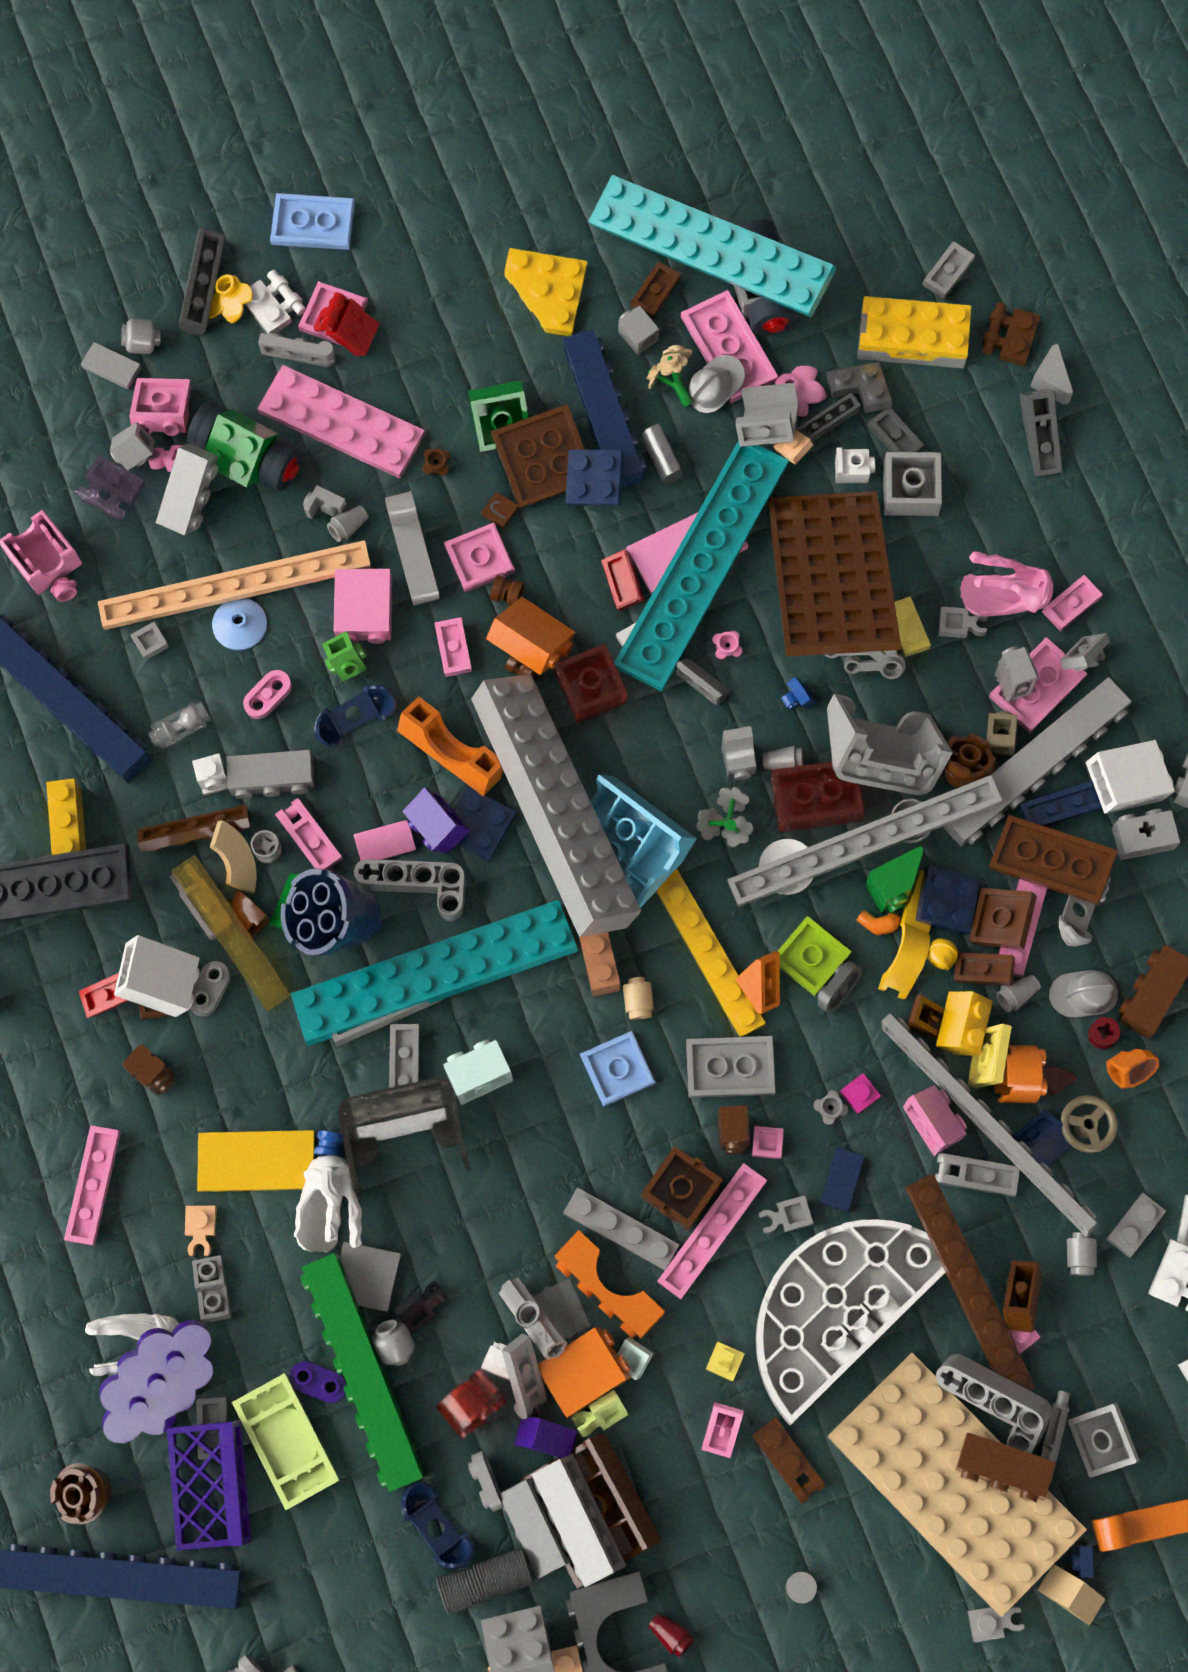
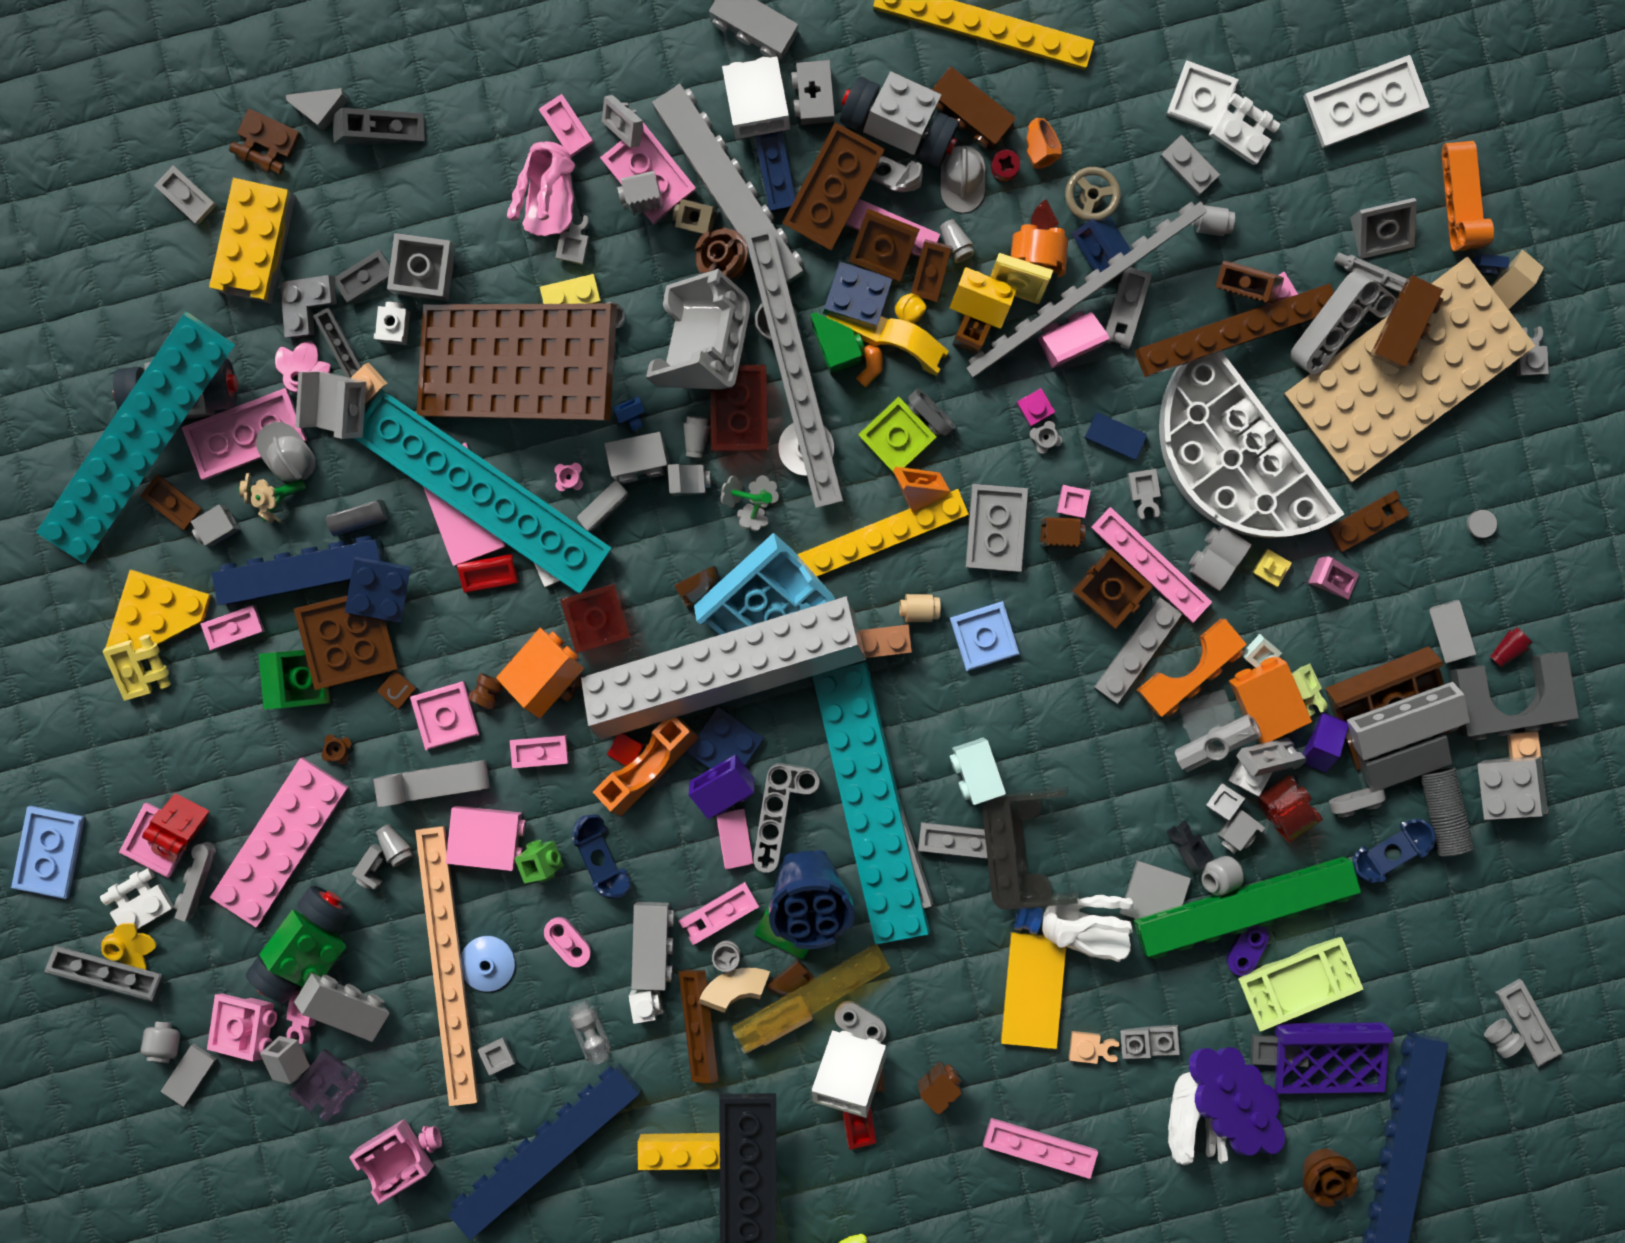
camera: 90 degrees left, 15 degrees up
(441, 1357) = (1239, 832): none -> light grey brick
(465, 728) = (625, 749): none -> red slope
(470, 1338) = (1225, 803): none -> plate
(491, 269) = (129, 671): none -> light yellow plate
(543, 356) = (232, 627): none -> bright pink plate
(635, 777) = (697, 586): none -> reddish brown brick
(681, 1565) = (1452, 631): none -> light grey hinge
(729, 1302) = (1219, 557): none -> light grey brick
(755, 702) = (637, 457): none -> light grey brick
(1134, 919) = (900, 116): none -> brick

